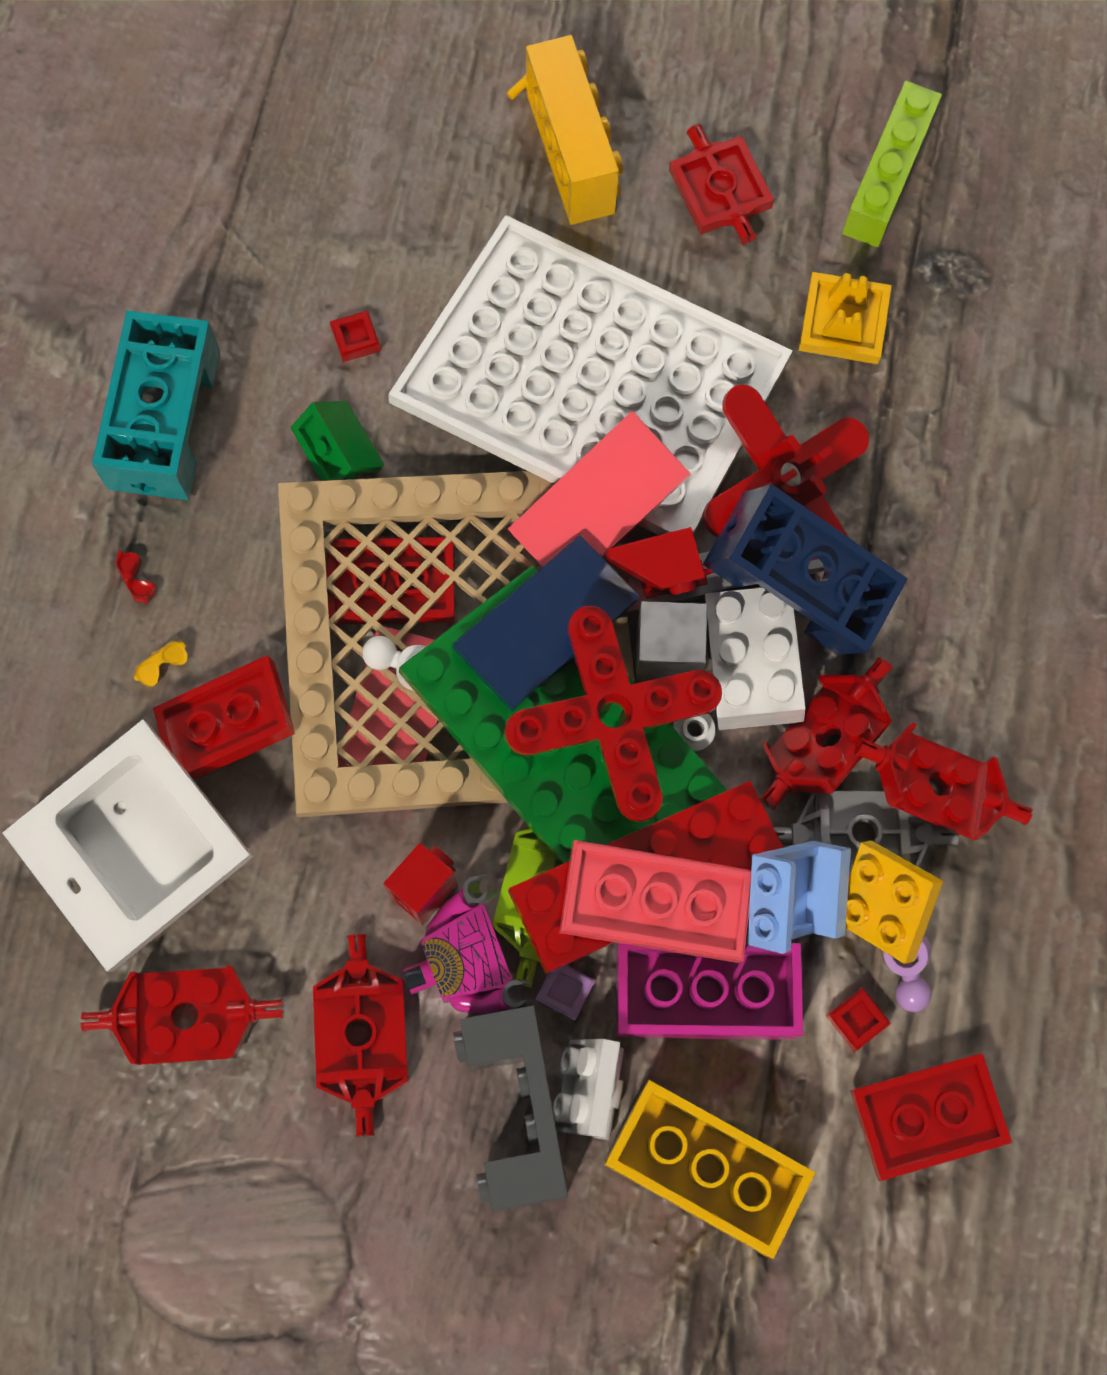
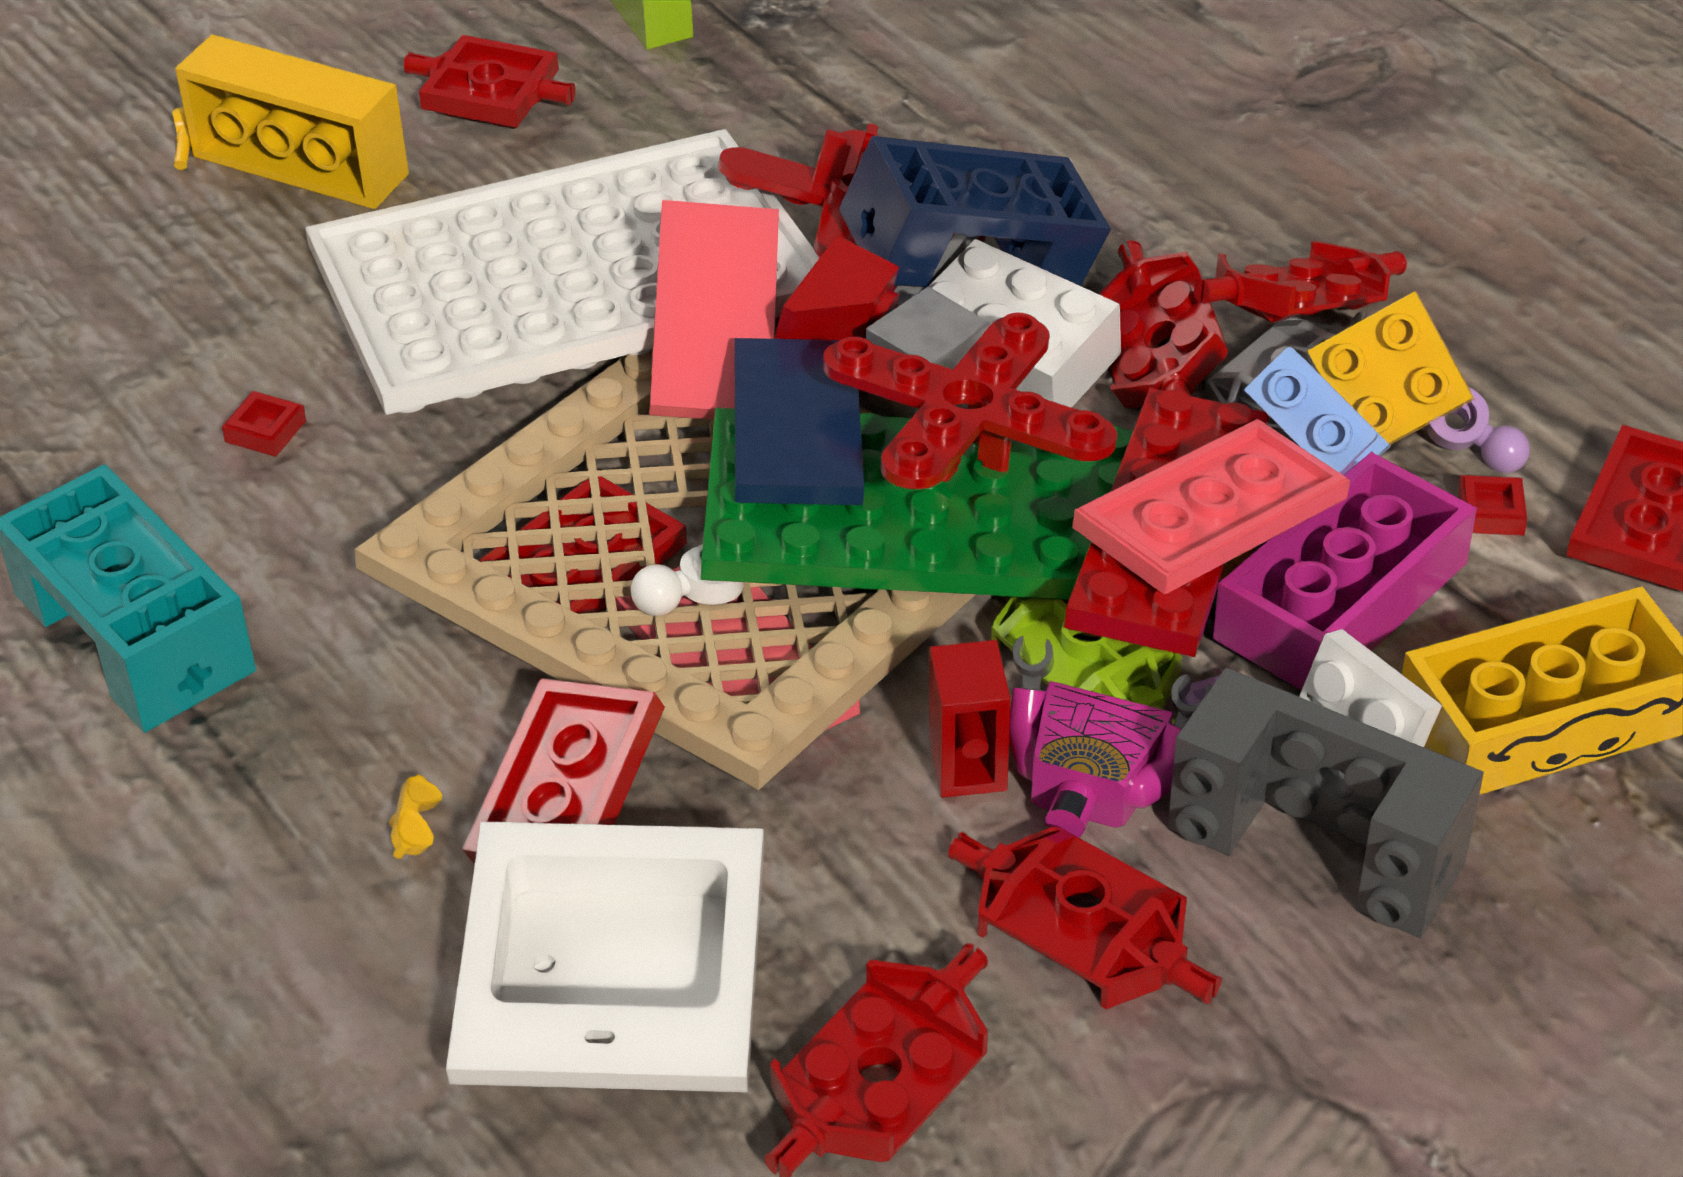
camera: 45 degrees left, 30 degrees down
(128, 567) = (266, 779): red piece -> none
(335, 441) = (351, 506): green panel -> none
(845, 317) = (736, 80): yellow plate -> none

